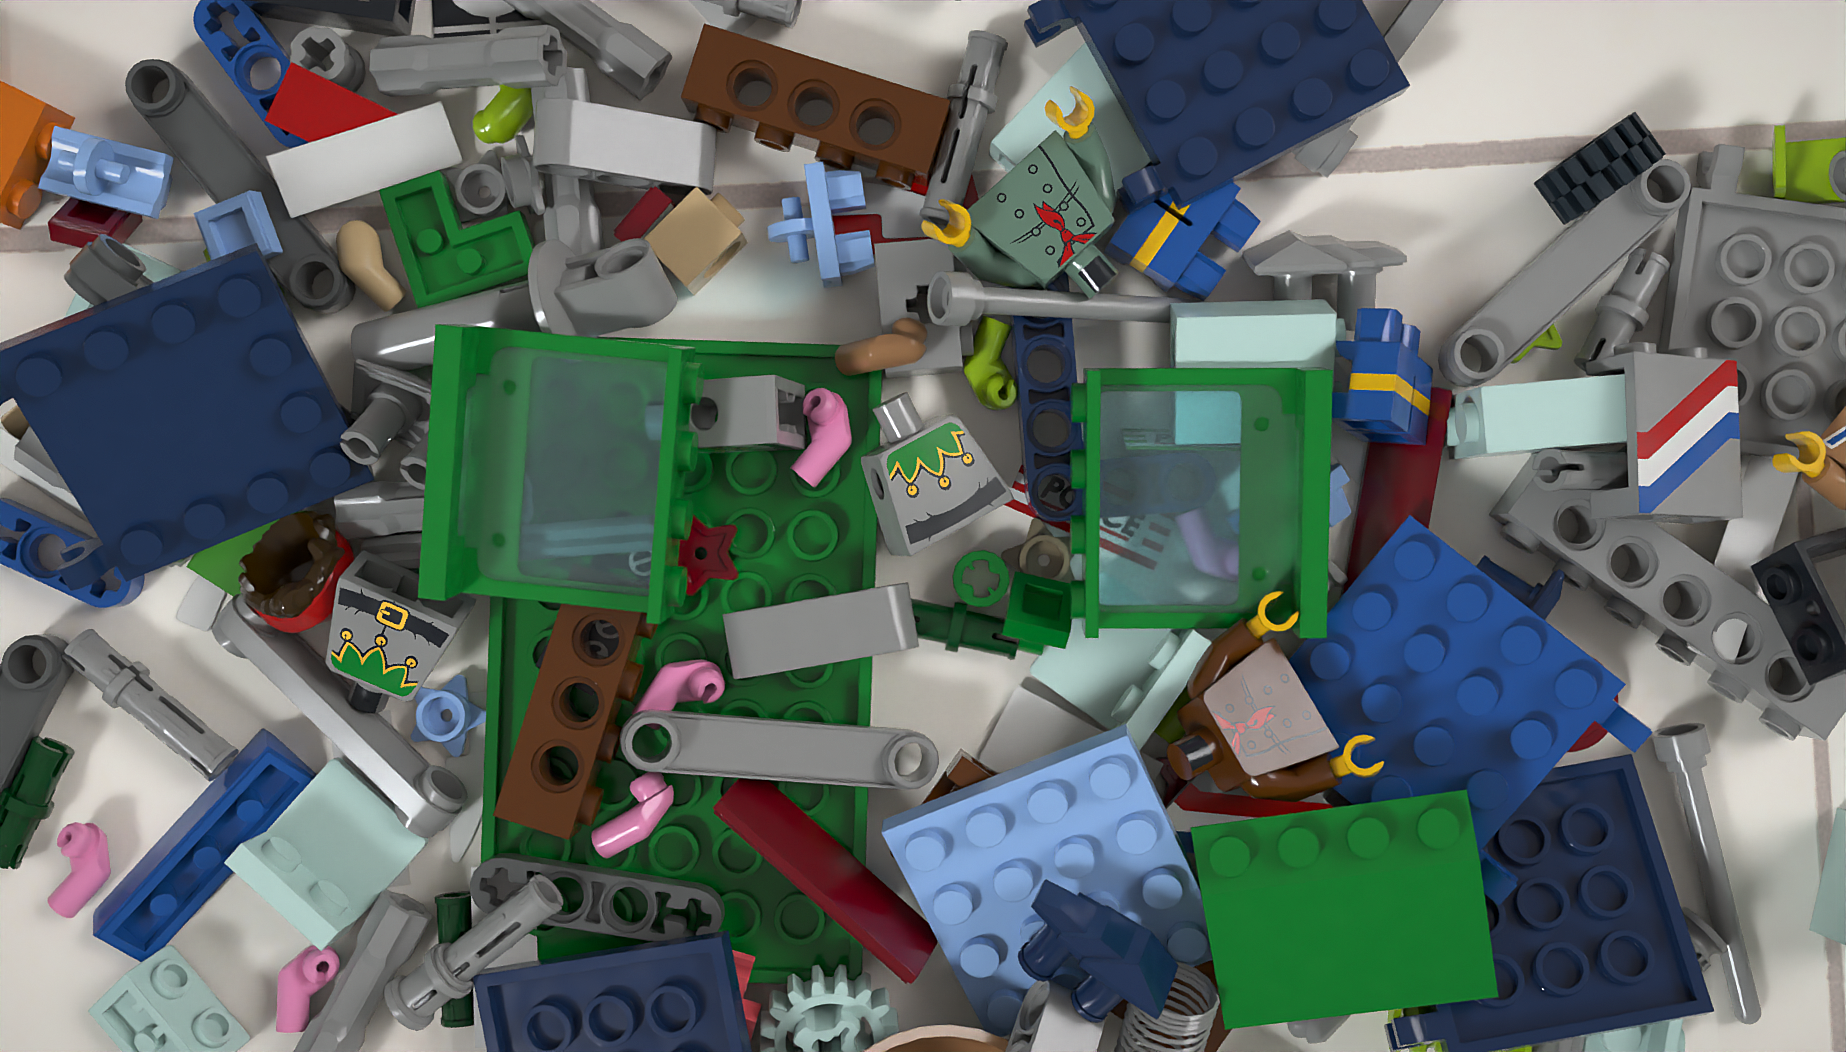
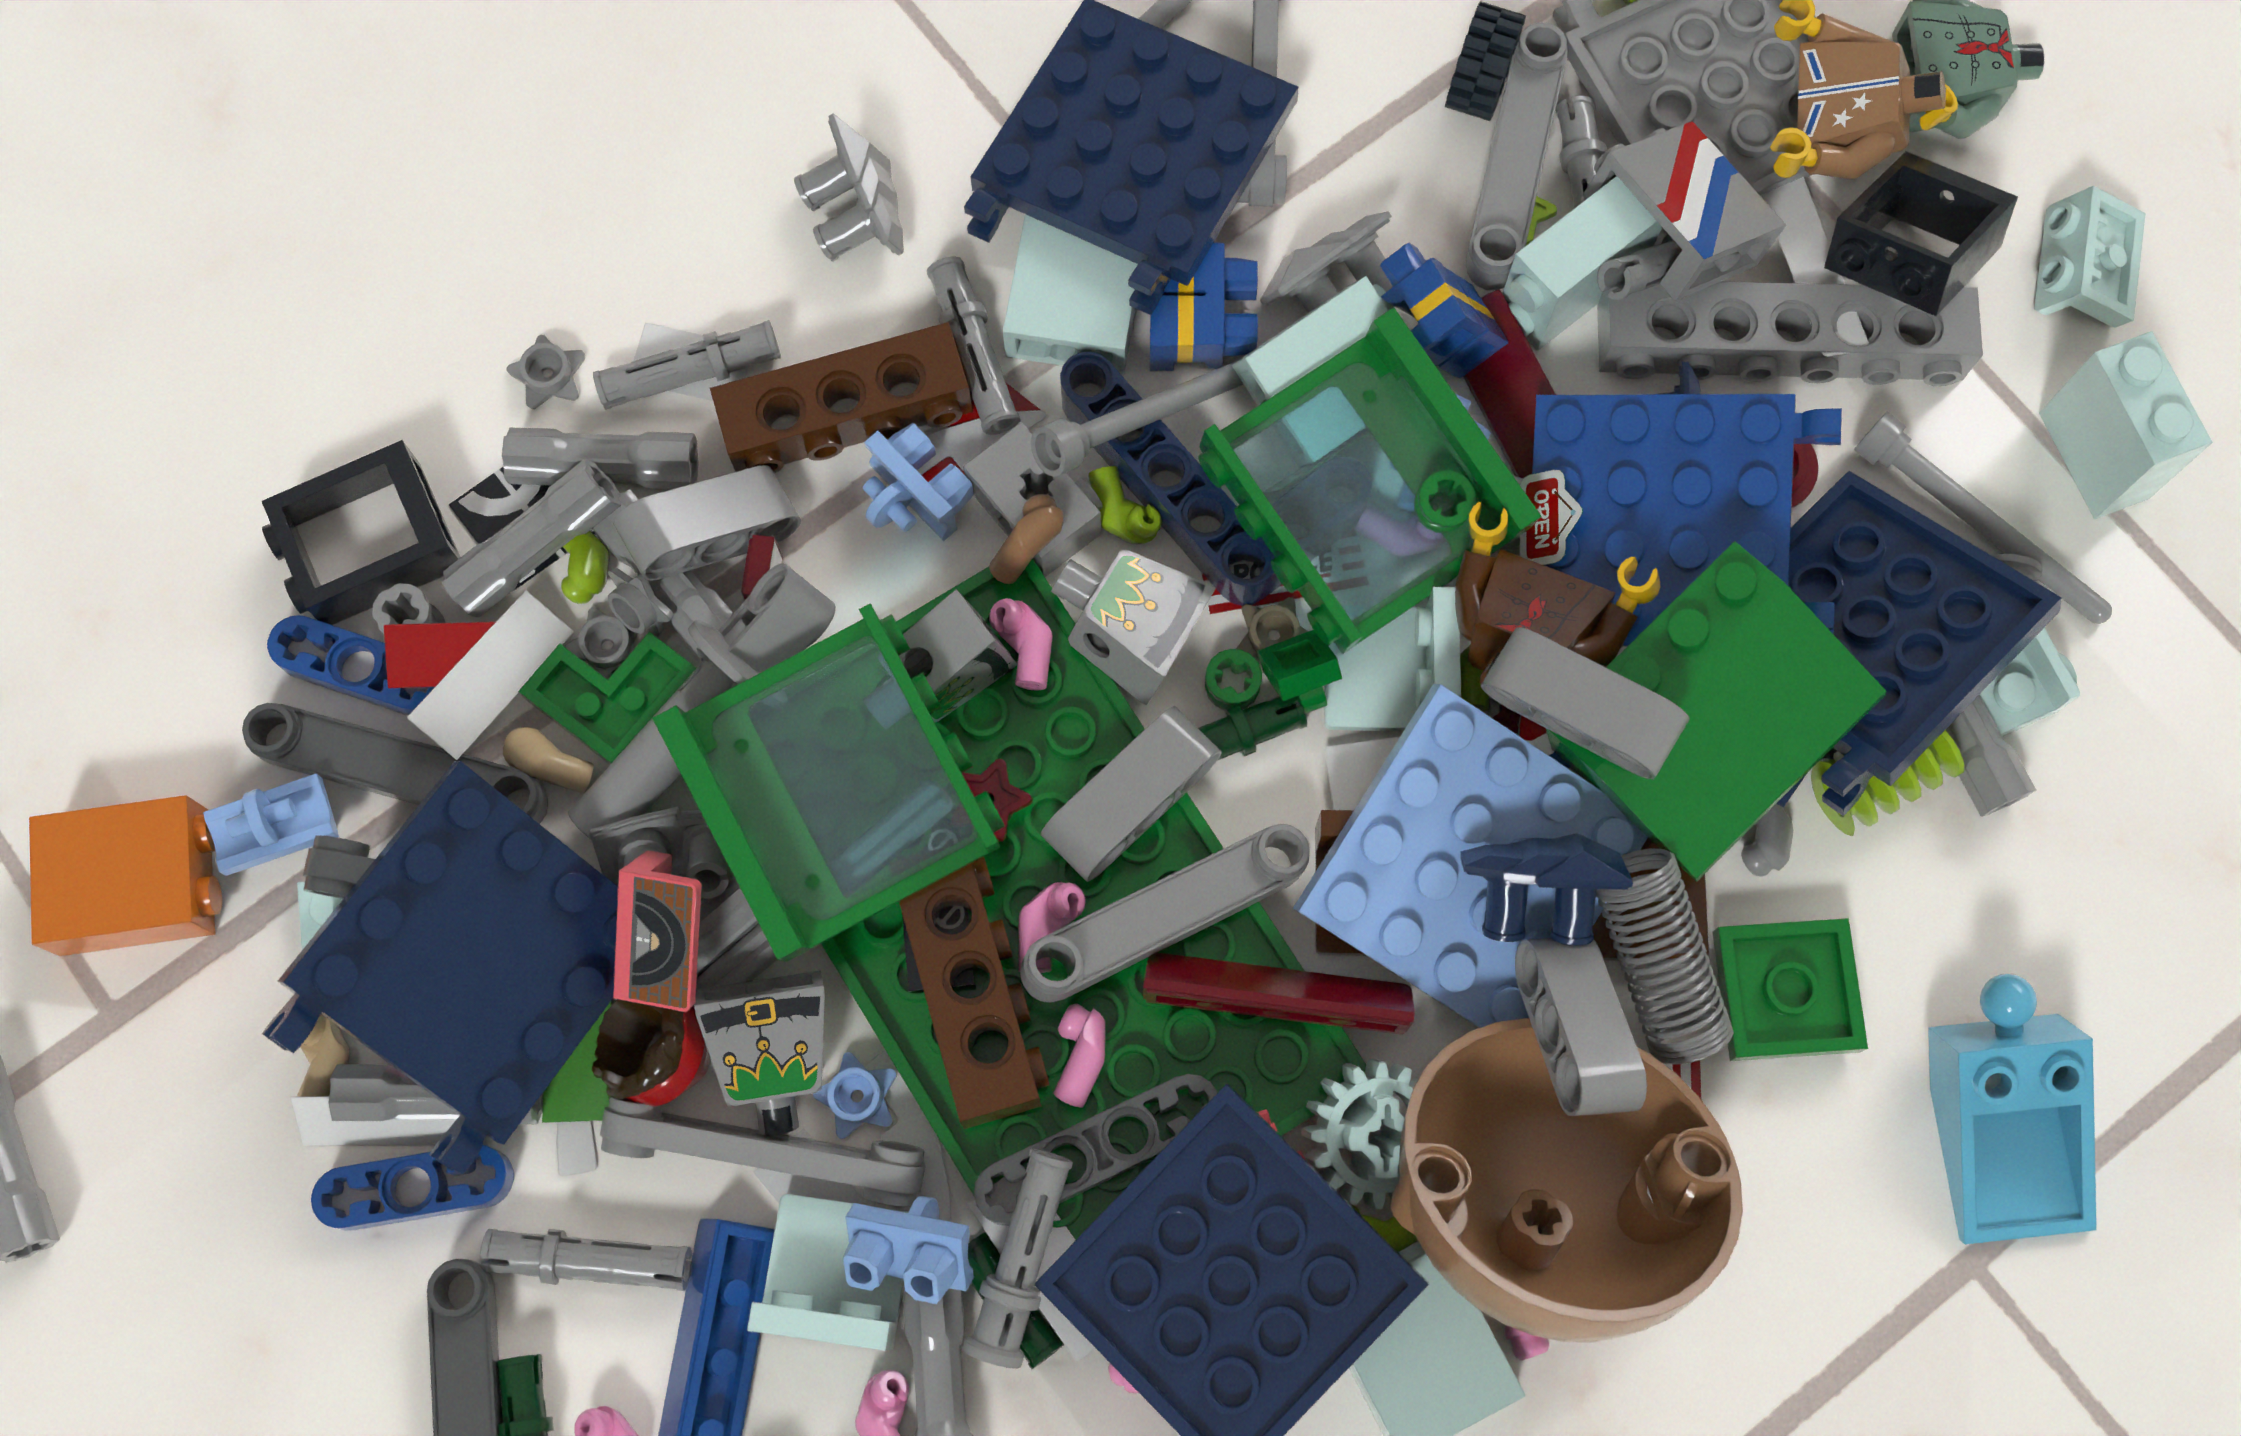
camera: 35 degrees left, 15 degrees down
(84, 221) = (277, 880): dark red tile -> none
(238, 224) = (406, 789): light blue tile -> none
(341, 498) = (657, 934): none -> panel
(402, 876) = (907, 1246): none -> light blue hips
(698, 238) = (819, 551): tan brick -> none
(1042, 212) = (1083, 344): sand green torso -> none
(1229, 845) = (1585, 702): none -> light grey beam
(1263, 581) = (1455, 483): none -> green bush
(1347, 630) = (1559, 511): none -> sticker

